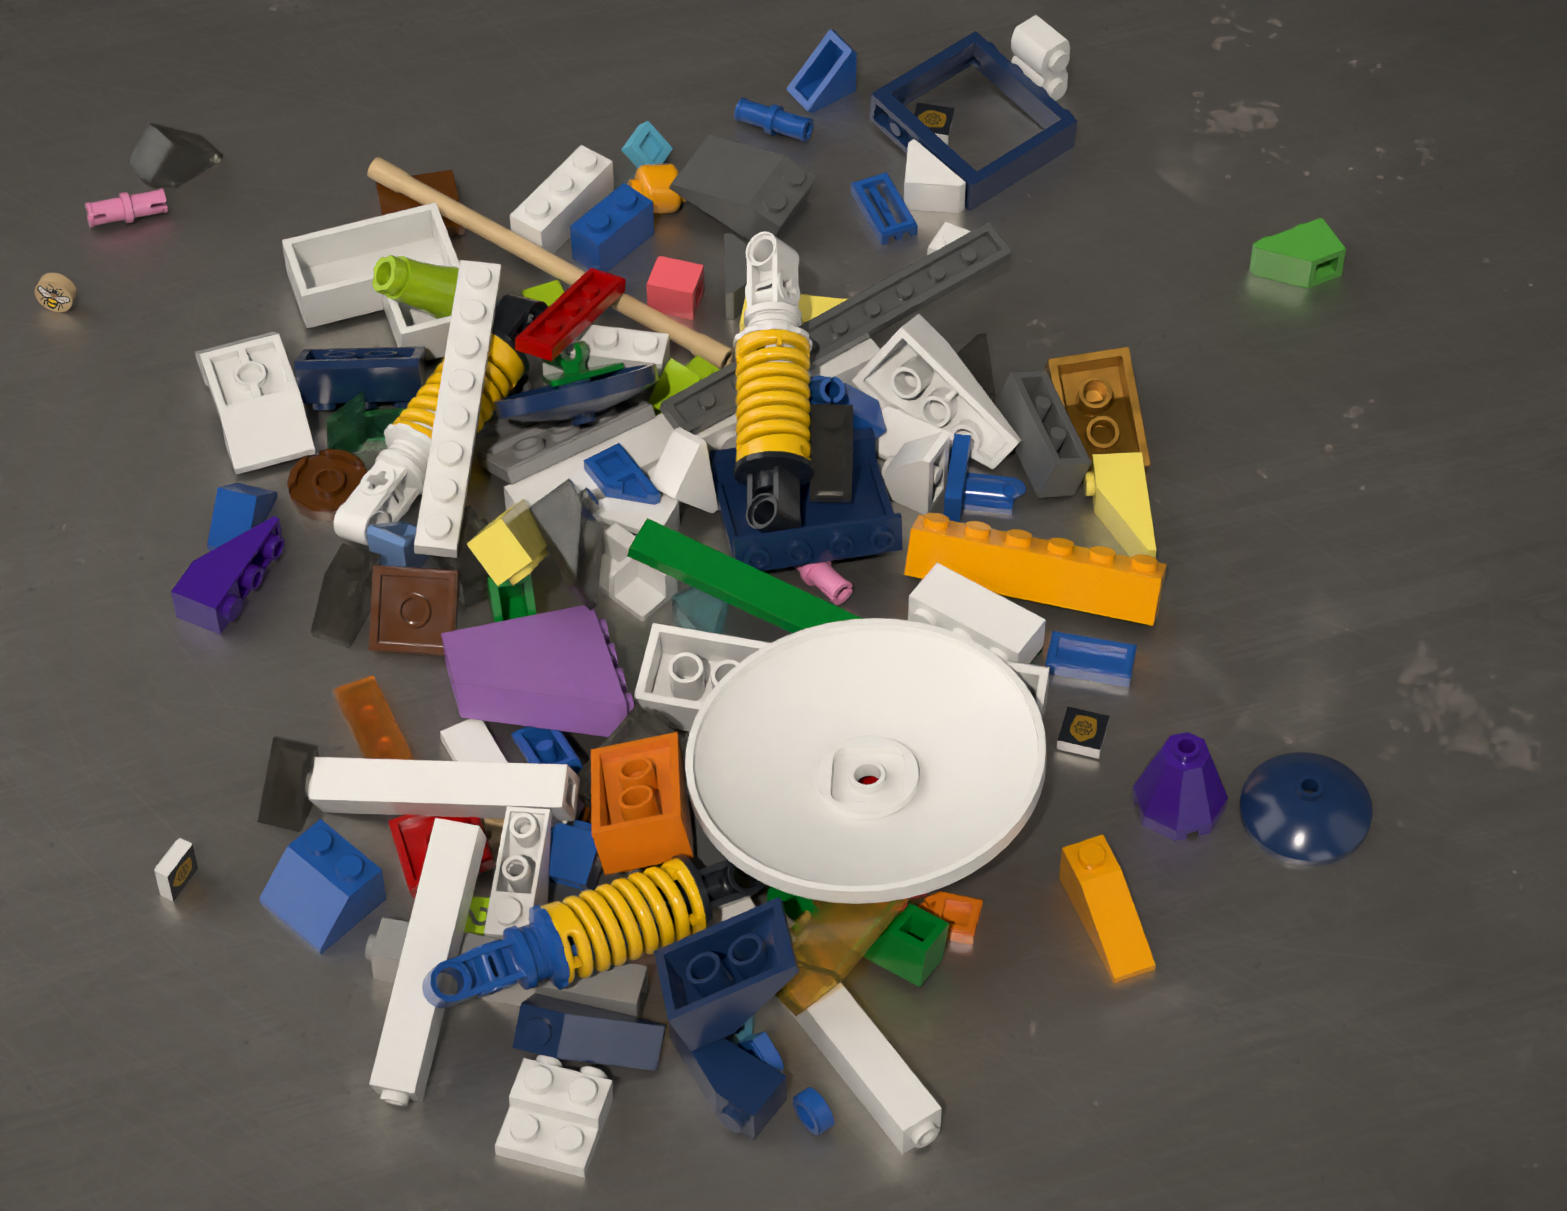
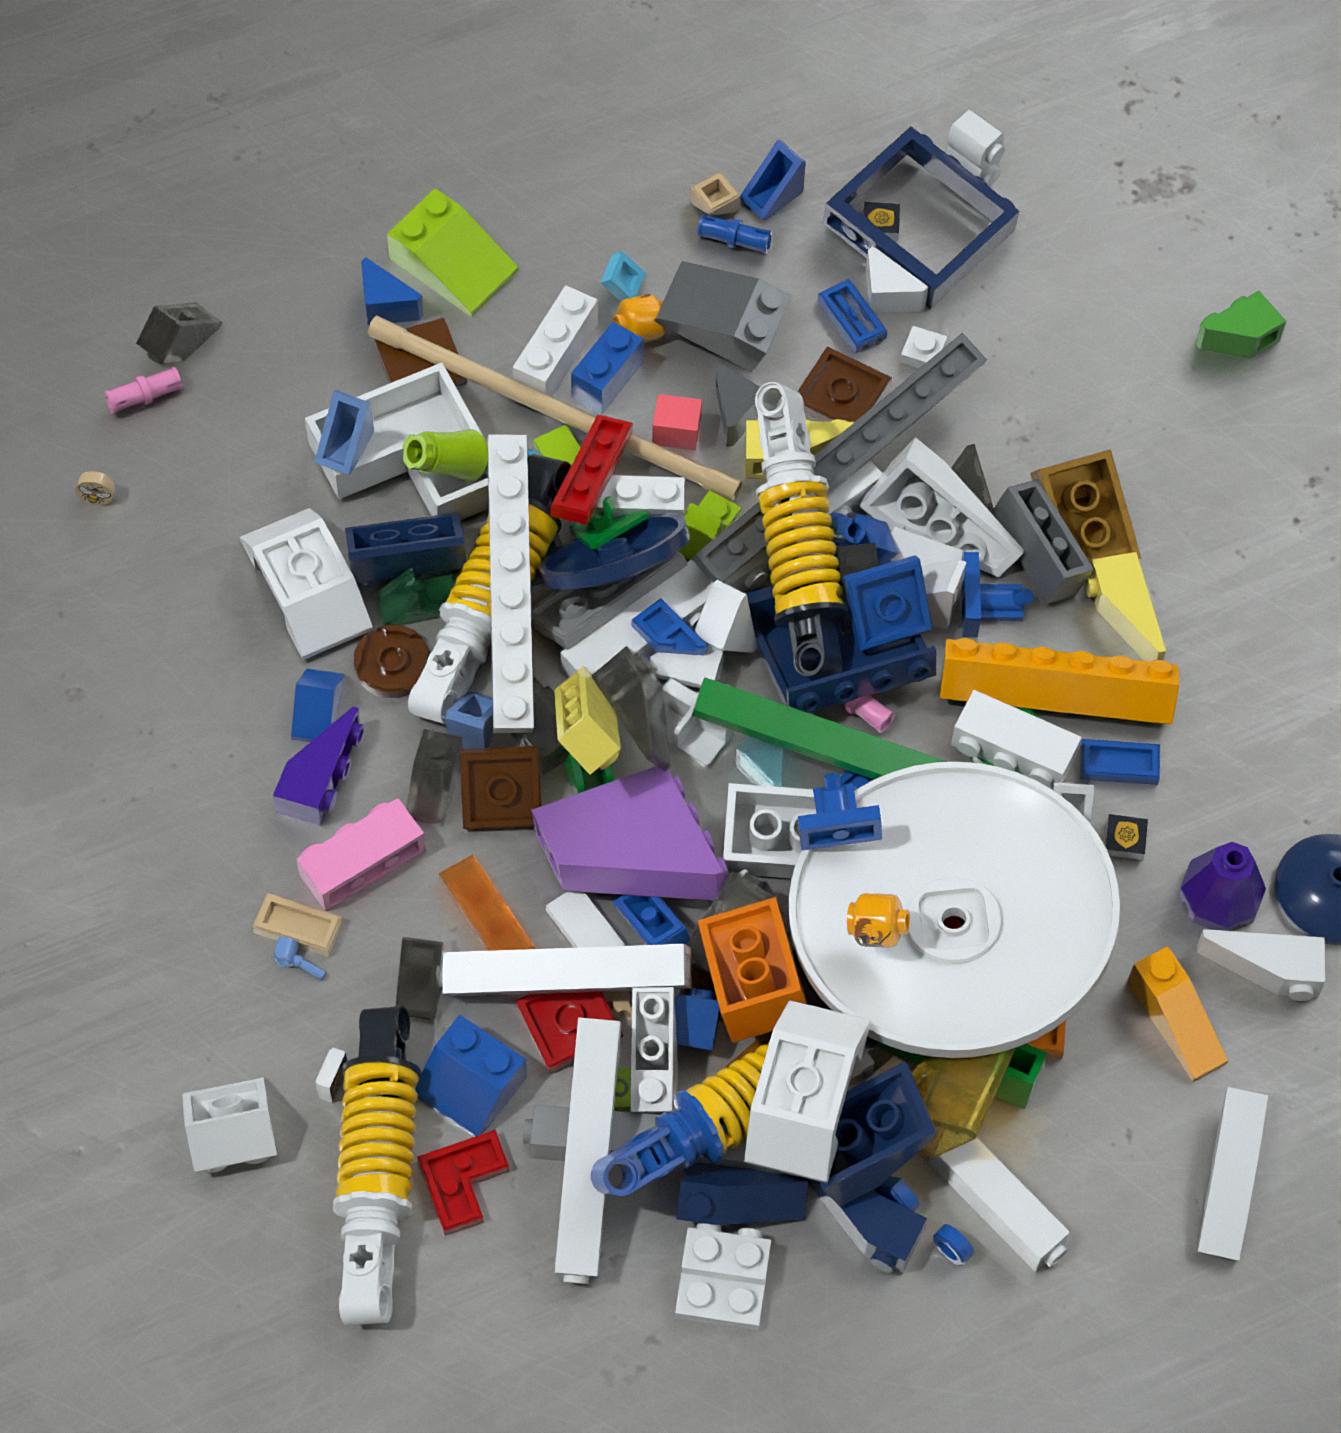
camera: 10 degrees left, 10 degrees up
(55, 907) = (229, 1125): none -> white slope
(155, 752) = (286, 956): none -> medium blue hand
(174, 724) = (307, 925): none -> tan tile
(200, 955) = (375, 1162): none -> piece
(254, 661) = (361, 853): none -> bright pink brick
(285, 980) = (452, 1172): none -> red tile
(318, 252) = (345, 432): none -> medium blue slope
(399, 142) = (389, 296): none -> blue slope
(470, 109) = (450, 253): none -> lime slope
(658, 913) = (804, 1090): none -> white slope
(756, 659) = (838, 818): none -> blue piece
(760, 82) = (715, 196): none -> tan slope
(776, 755) = (877, 920): none -> light orange head
(851, 269) = (842, 388): none -> reddish brown tile
(858, 467) = (887, 603): none -> blue tile
(1137, 1075) = (1232, 1173): none -> white slope
(1221, 868) = (1274, 961): none -> white slope

